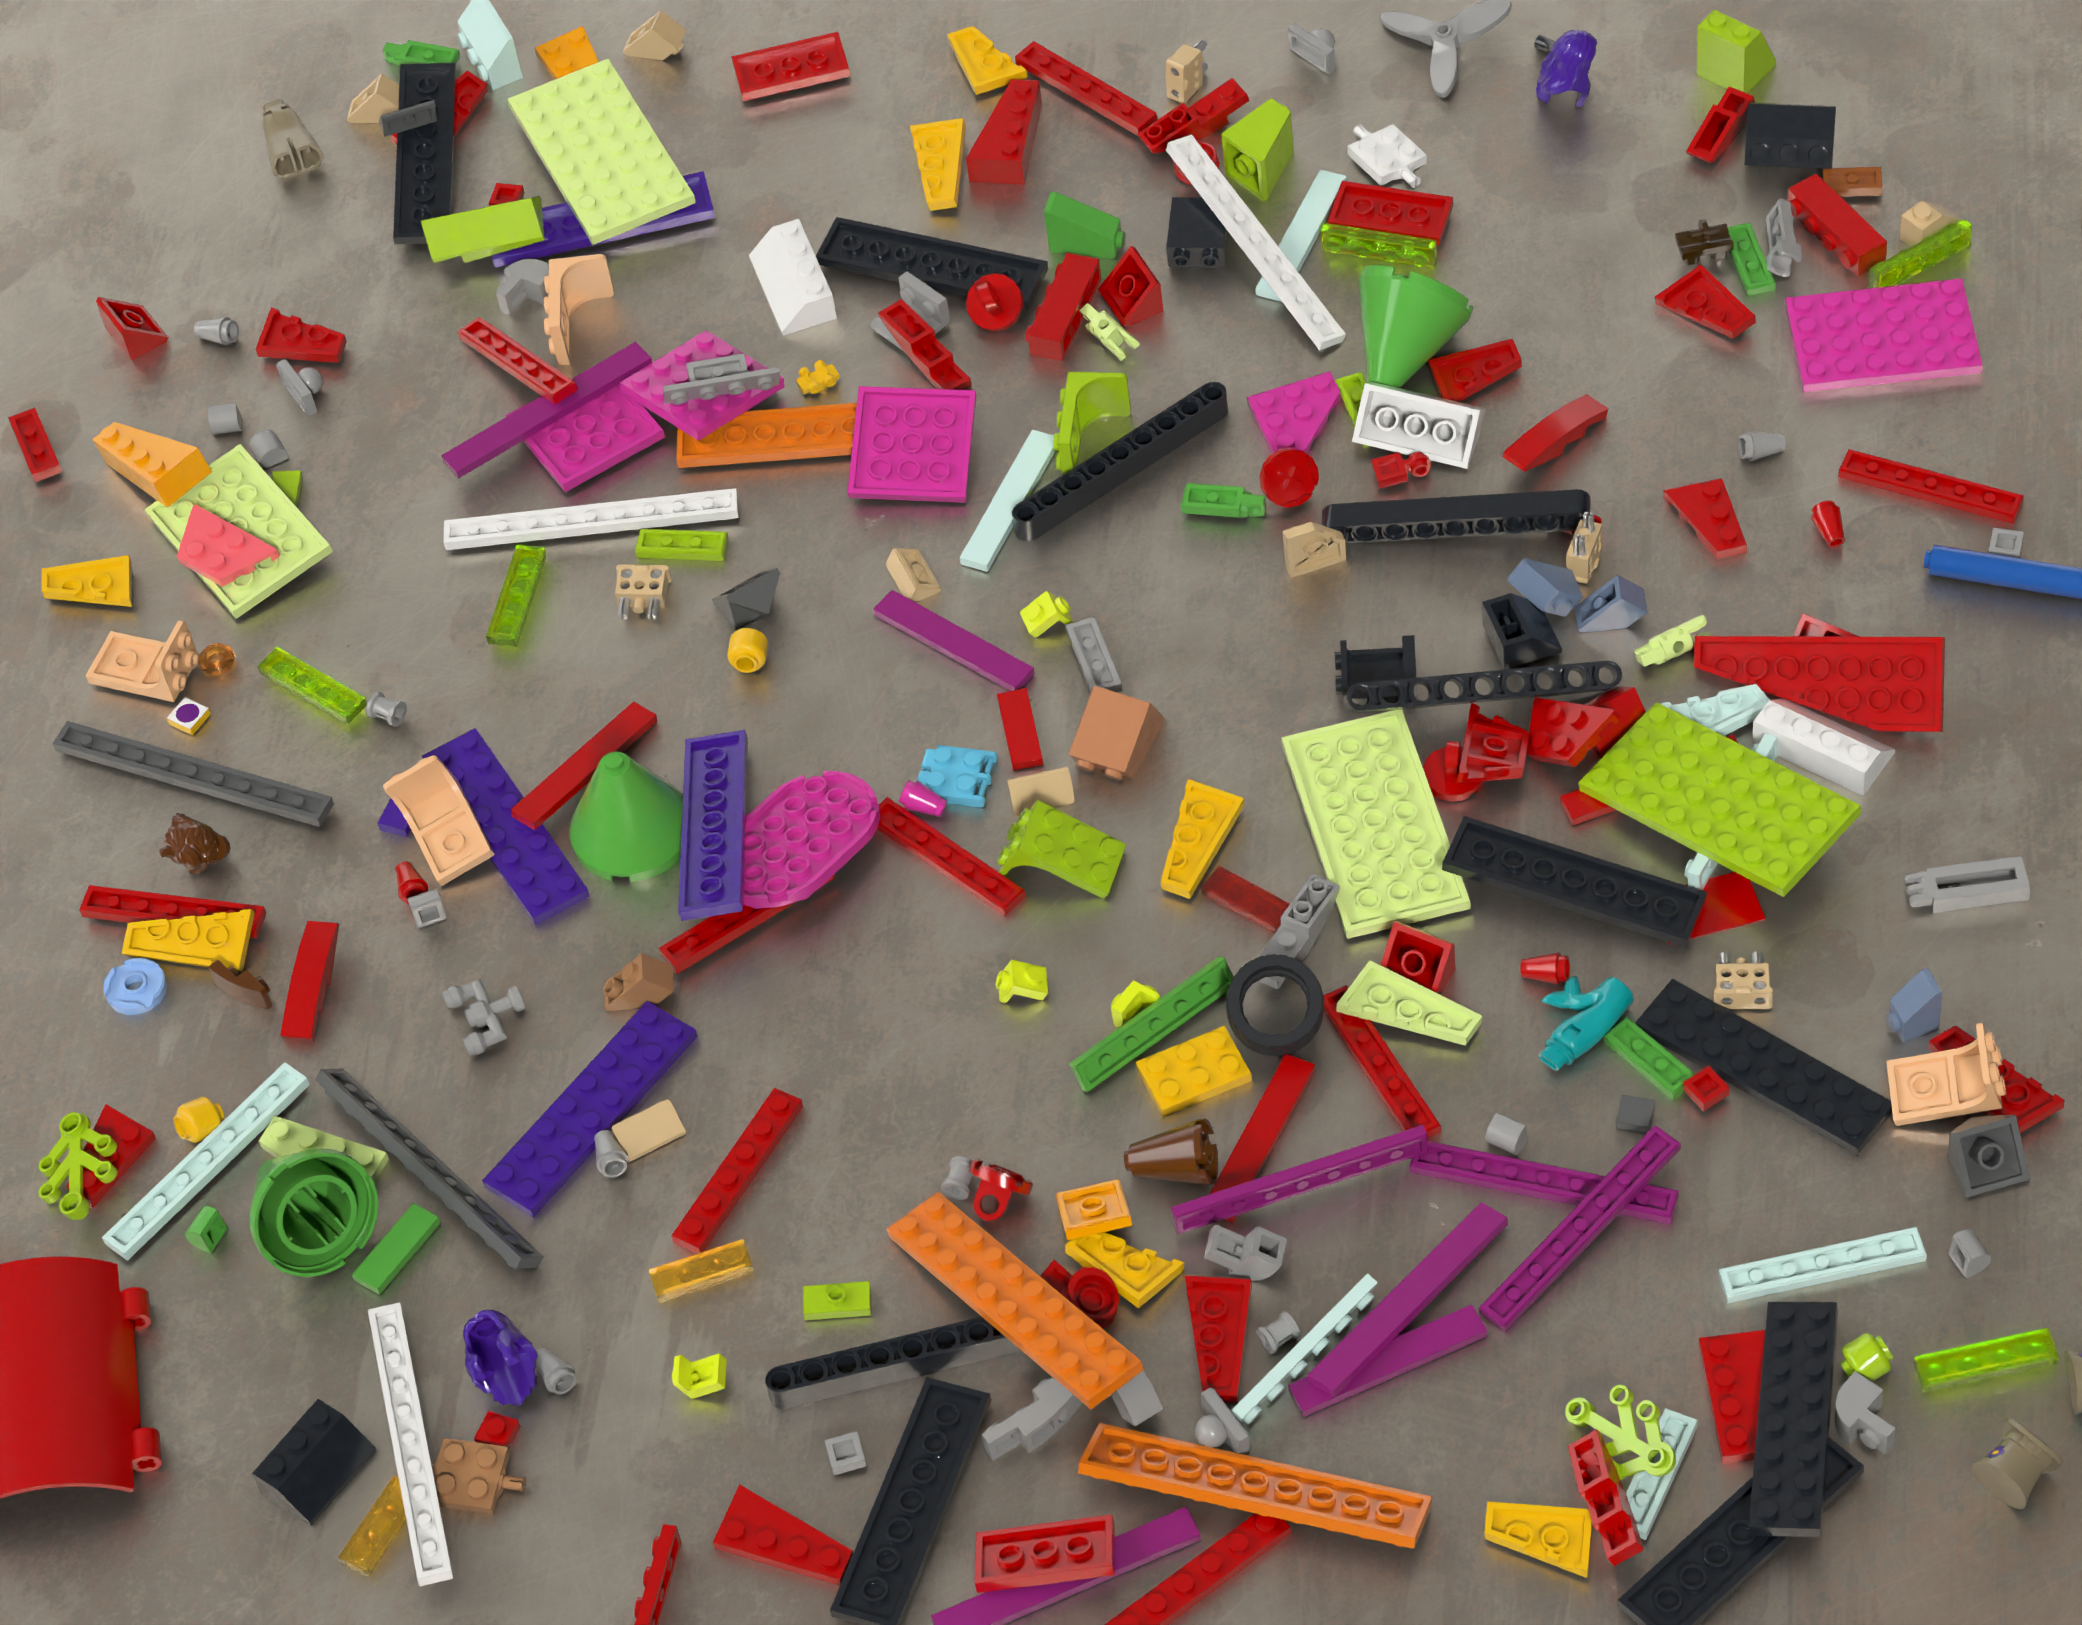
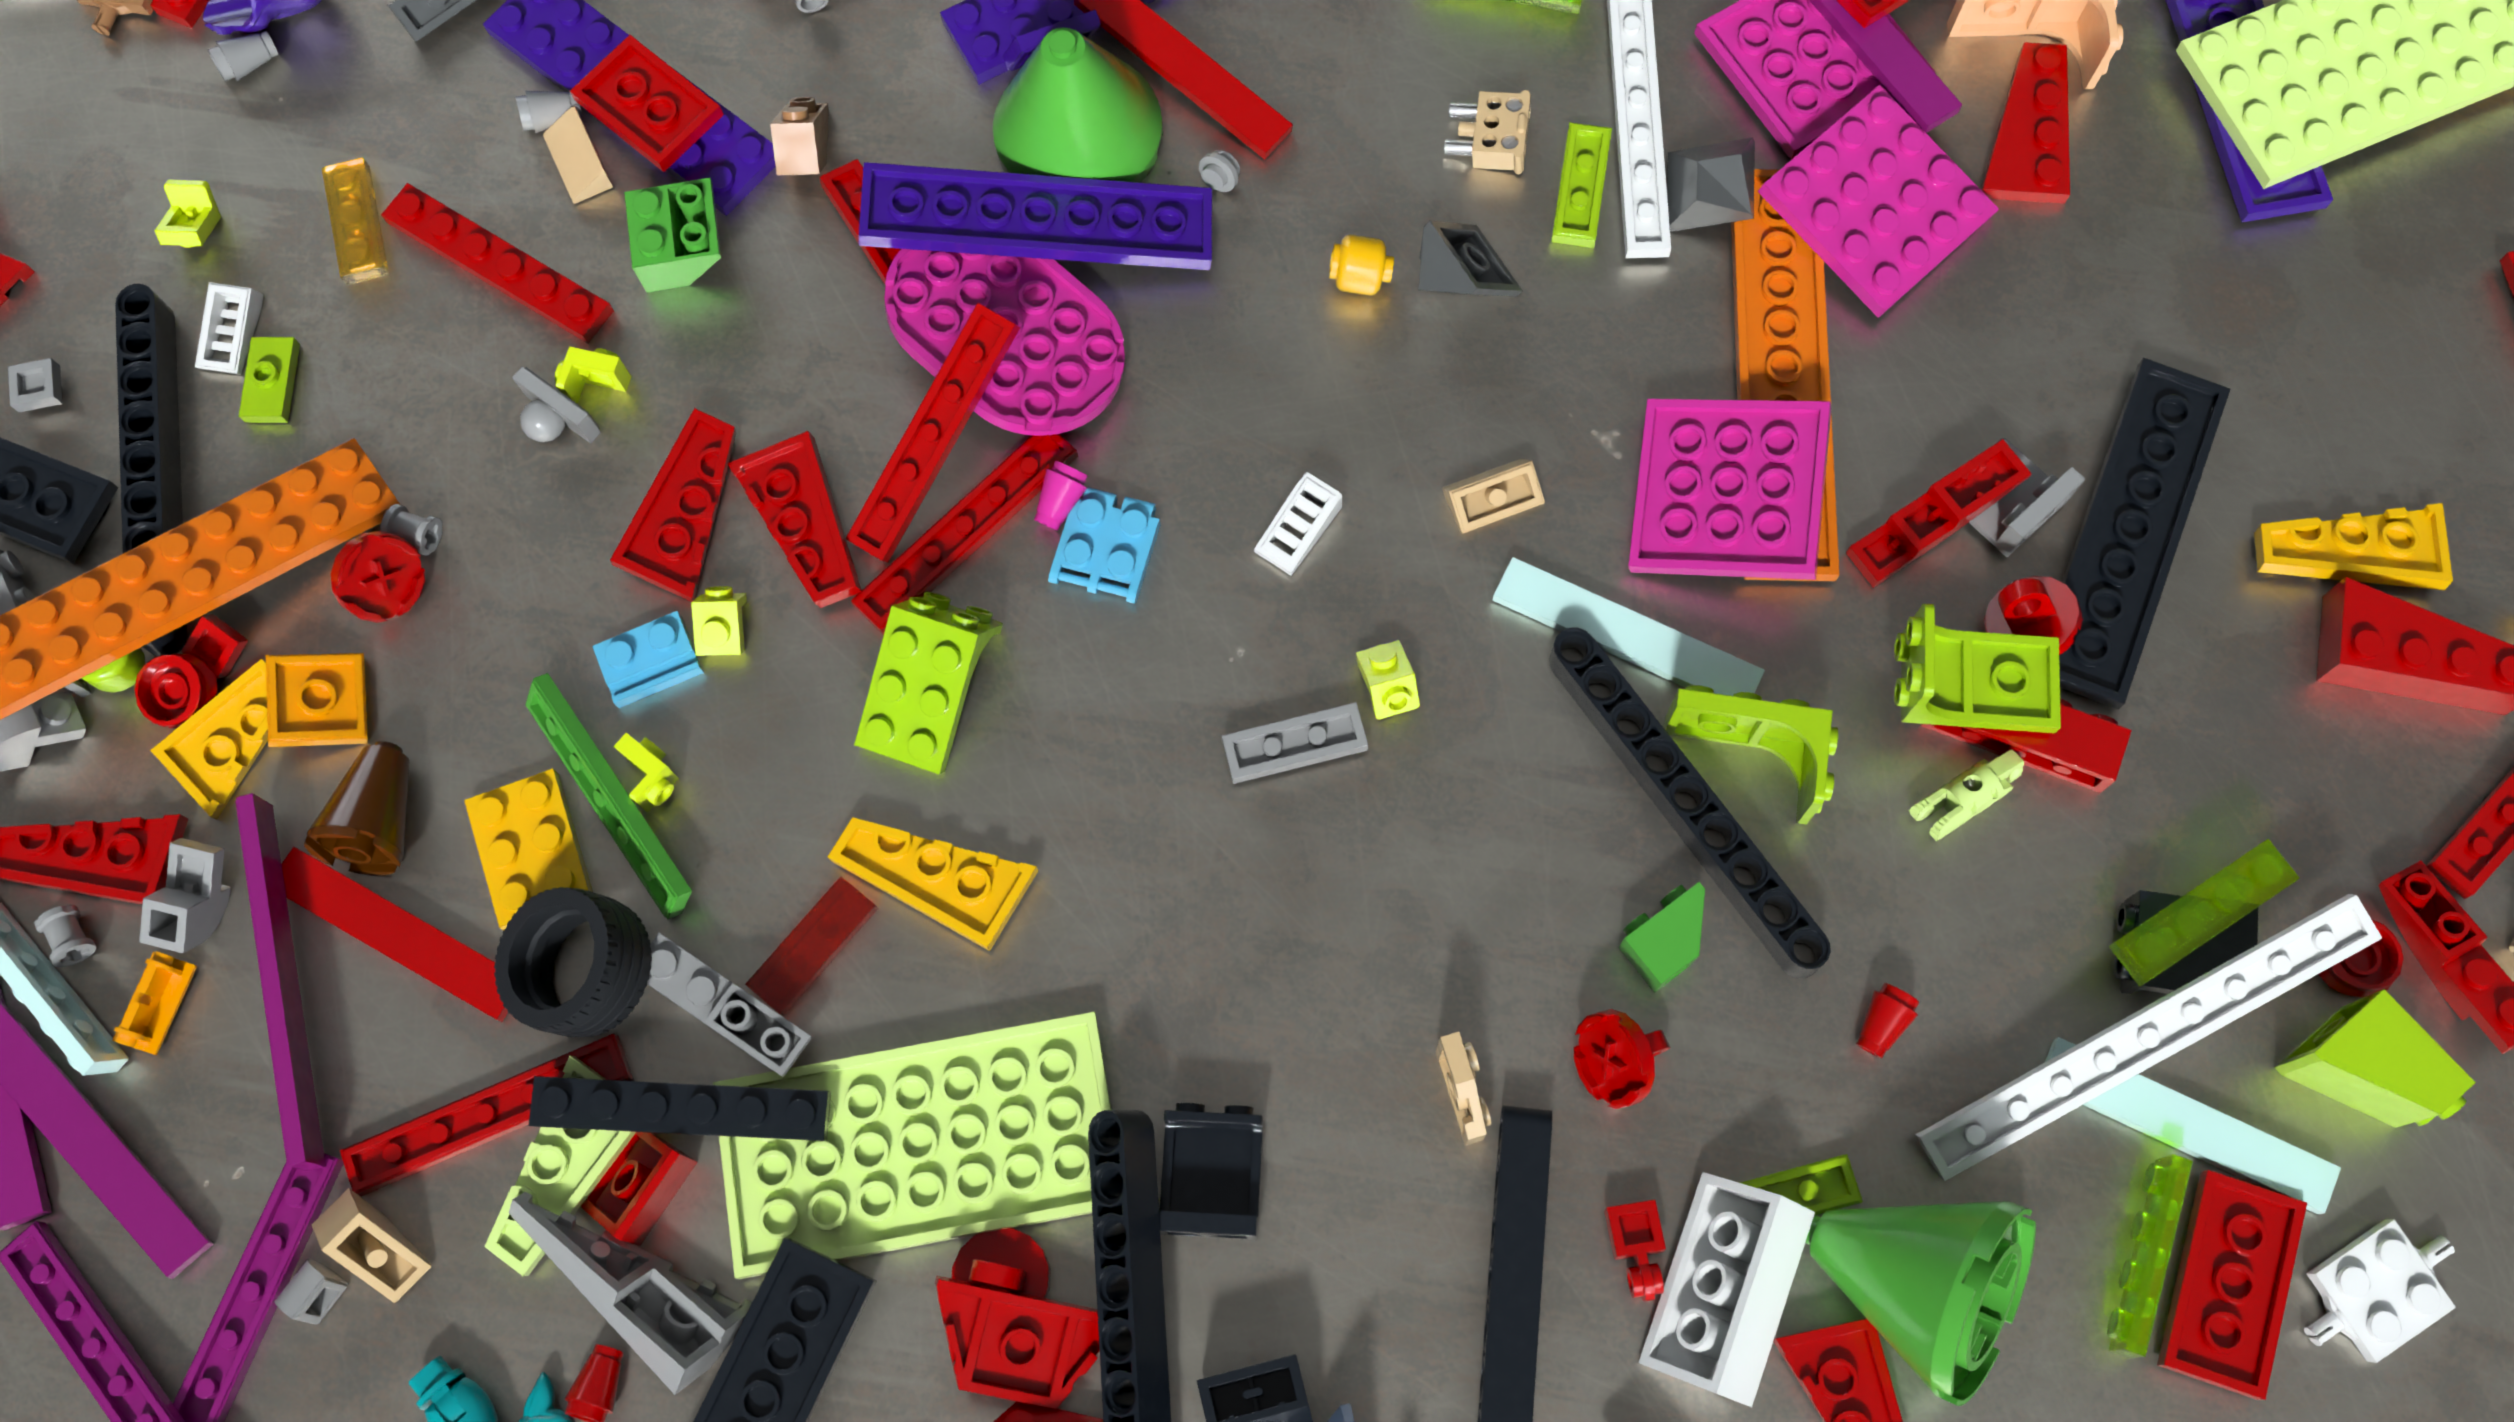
camera: 90 degrees right, 20 degrees up
(571, 830) = (1025, 44): none -> dark purple tile
(614, 1073) = (646, 103): none -> red plate
(658, 317) = (2033, 133): none -> red wing
(670, 737) = (1219, 170): none -> light grey plate
(686, 466) = (1711, 184): none -> dark grey slope
(719, 377) = (1865, 206): light grey bracket -> none
(721, 1047) = (672, 233): none -> bright green slope
(783, 1345) = (215, 312): none -> white slope
(792, 278) = (2102, 330): white slope -> none
(817, 380) = (1892, 365): yellow piece -> none
(829, 1089) = (595, 368): none -> neon yellow bracket
(862, 1105) = (551, 410): none -> light grey tile
(885, 857) = (932, 433): none -> red plate
(924, 657) = (1306, 487): none -> white slope
(937, 947) = (800, 512): none -> red wing
(948, 1022) = (677, 516): none -> red wing
(953, 641) = (1355, 548): magenta tile -> none
(1020, 729) = (1178, 634): red tile -> none
(1040, 315) = (1976, 677): none -> lime bracket
(1049, 787) = (1051, 659): tan slope -> none
(1050, 1024) = (647, 659): none -> medium azure plate
(1081, 229) = (2191, 757): bright green slope -> none
(1115, 734) = (1135, 766): nougat slope -> none
(1132, 290) = (2056, 834): red slope -> none
(1178, 217) = (2203, 912): none -> clear neon green plate
(1209, 462) = (1669, 940): none -> bright green slope
(1221, 501) = (1591, 950): bright green hinge -> none
(1251, 363) = (1886, 1019): none -> red cone
(1295, 411) = (1776, 1083): dark pink plate -> none
(1320, 1272) = (154, 1003): none -> light orange hinge
(1366, 937) = (680, 1108): none -> black plate
(1470, 1106) = (369, 1246): none -> tan slope
(1492, 942) = (660, 1314): none -> light grey wedge

